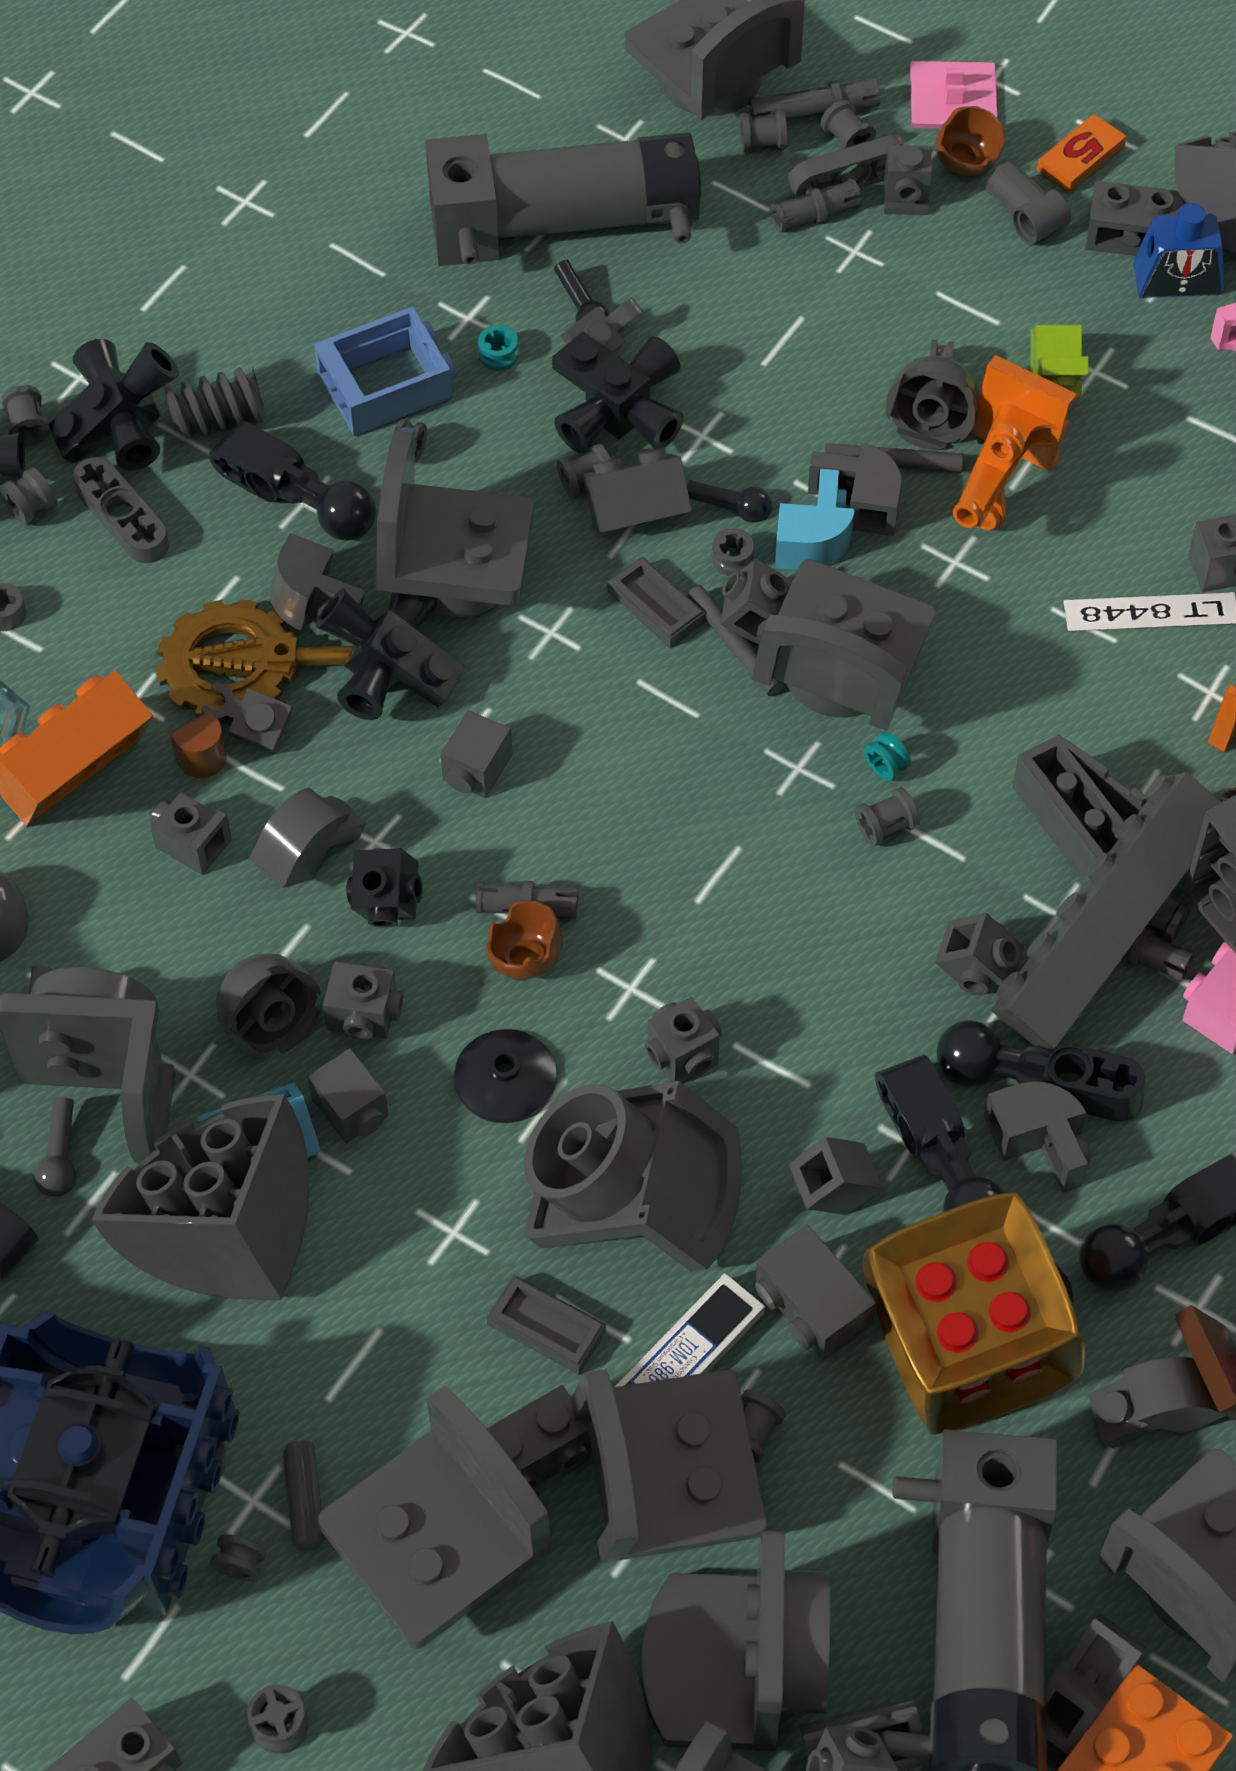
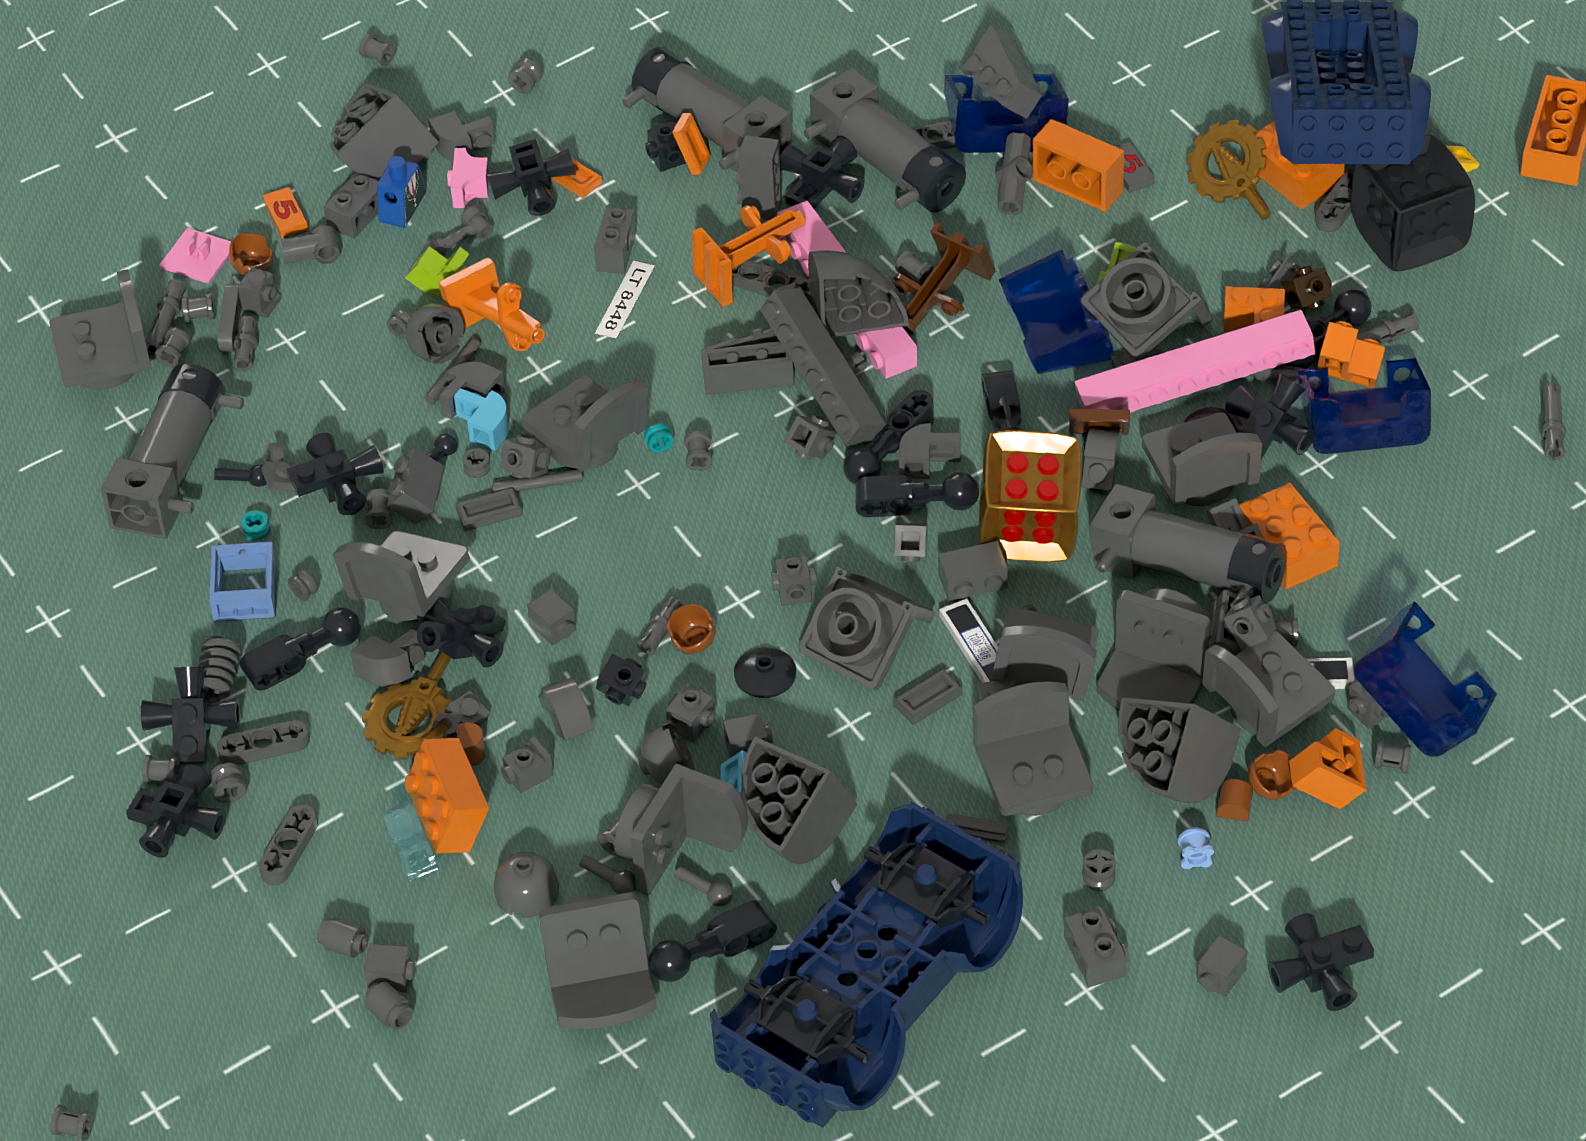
camera: 65 degrees left, 10 degrees down
(1183, 373) = (474, 222): none -> dark grey brick

